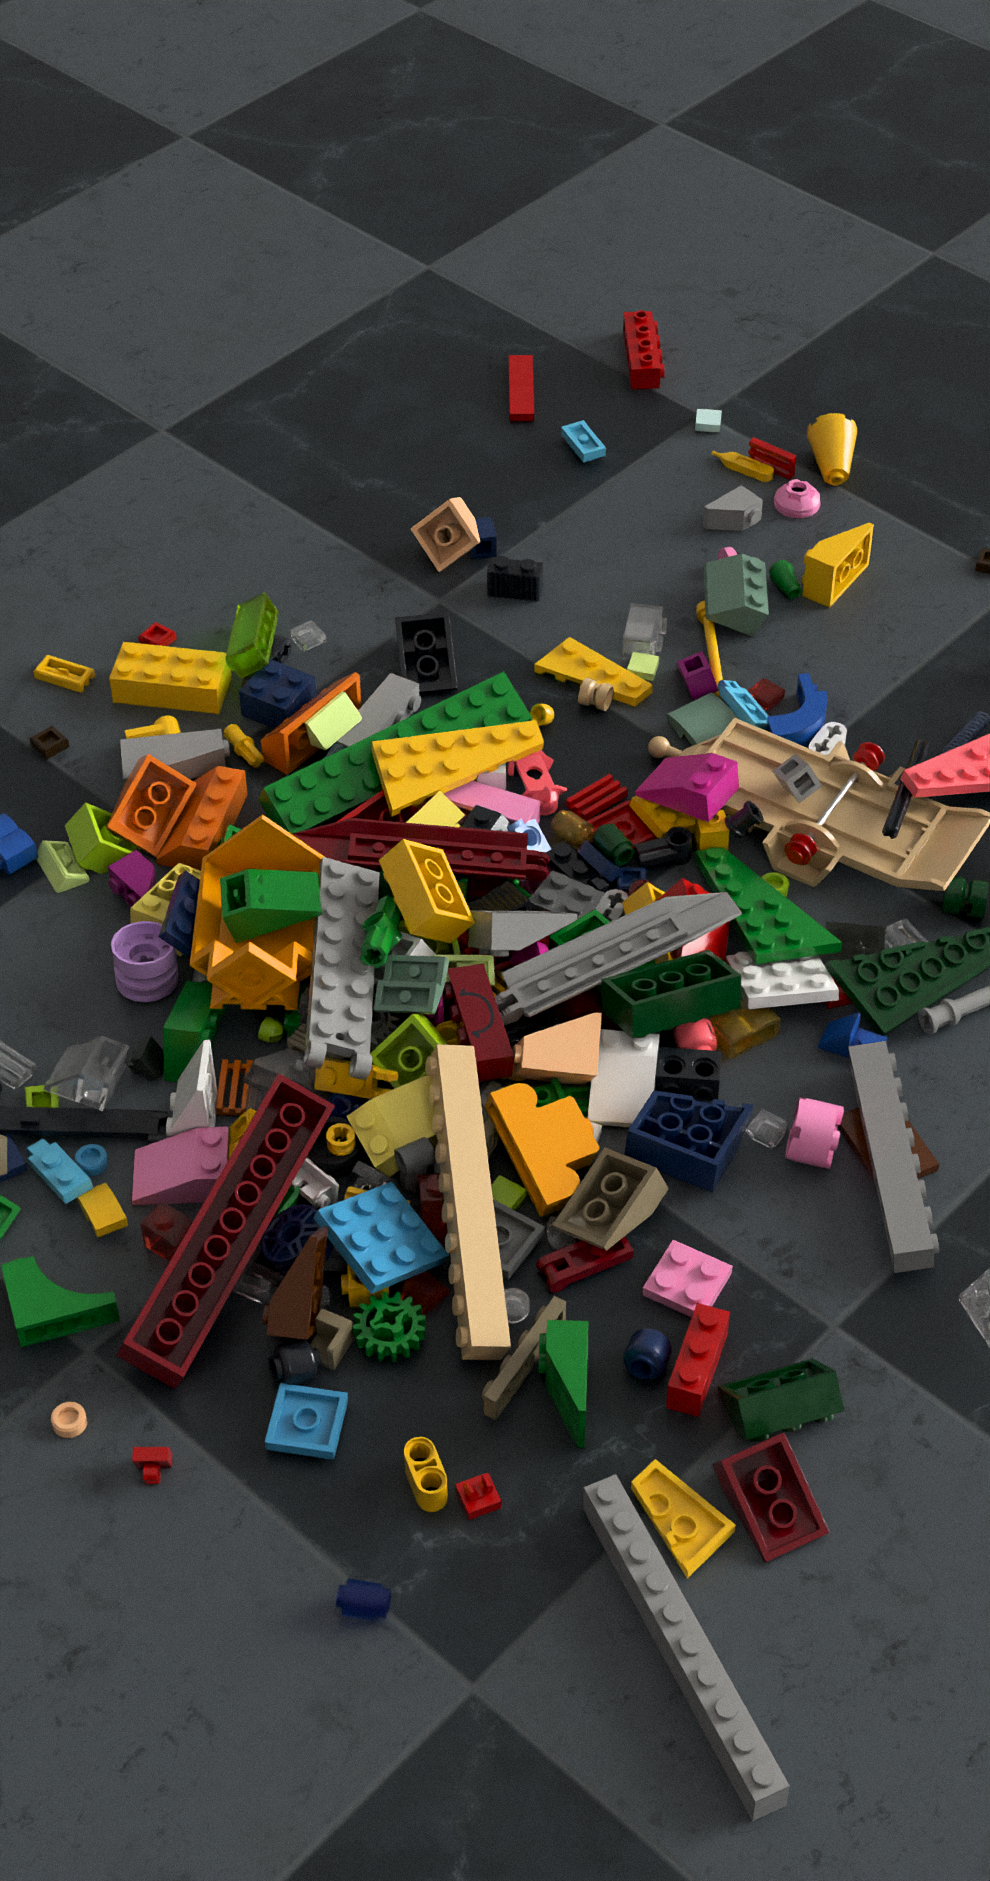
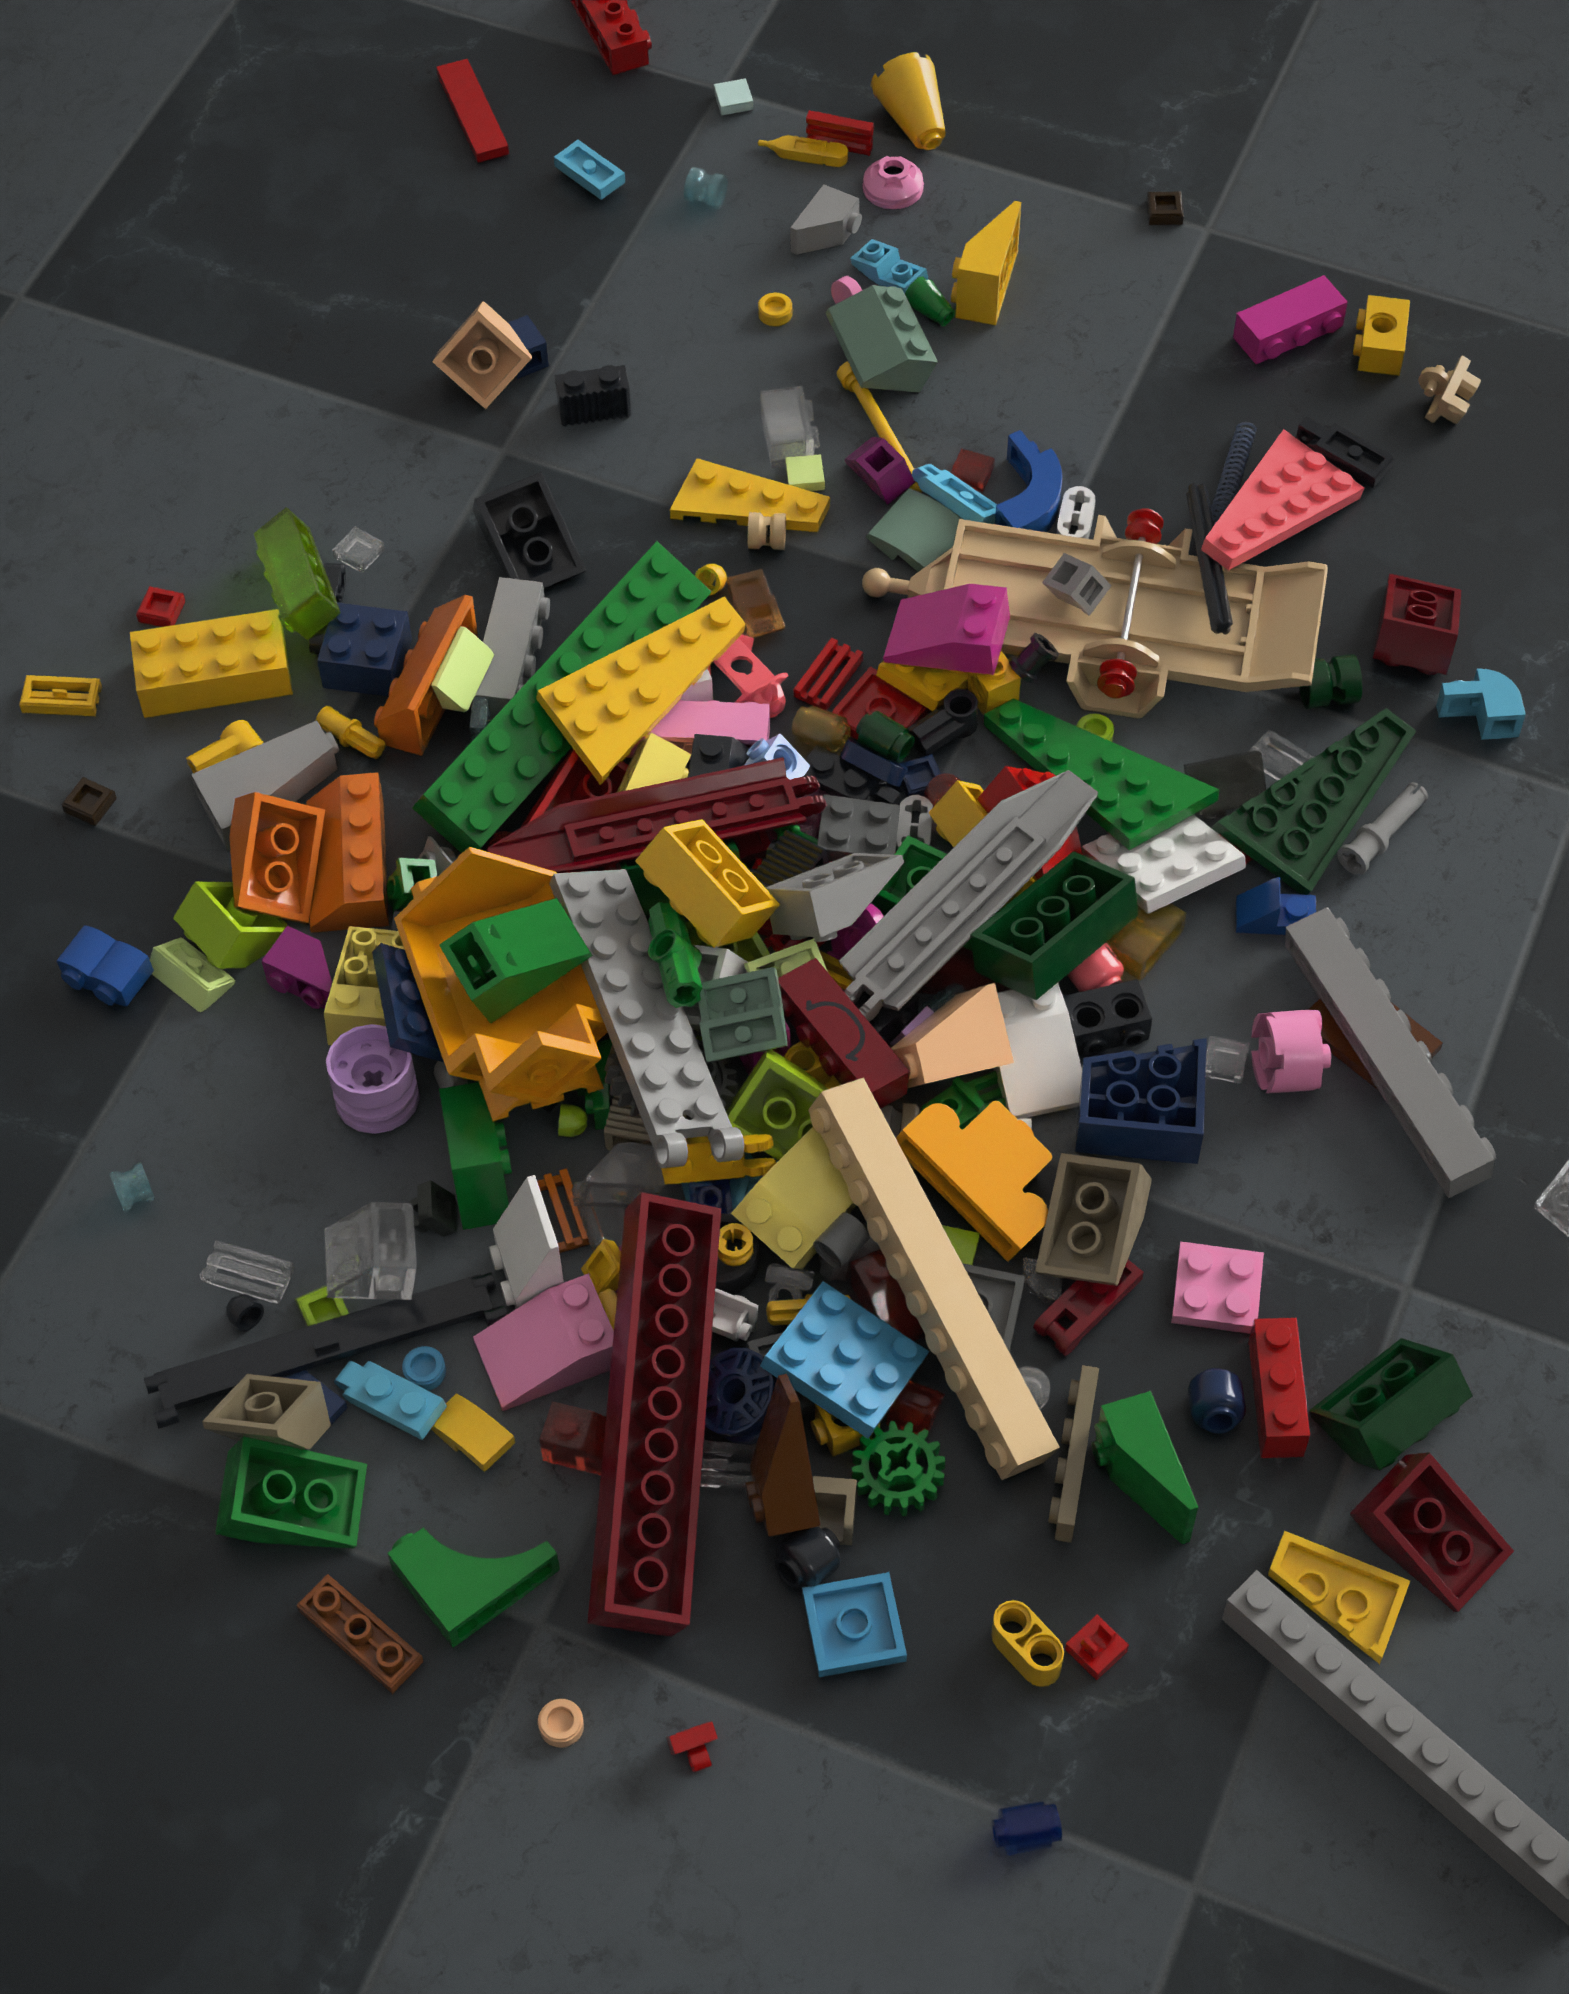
camera: 20 degrees left, 10 degrees up
(566, 738) = (755, 603): none -> clear orange slope
(660, 471) = (706, 187): none -> clear light blue wheel
(672, 558) = (775, 309): none -> yellow tile
(765, 547) = (884, 267): none -> medium azure slope

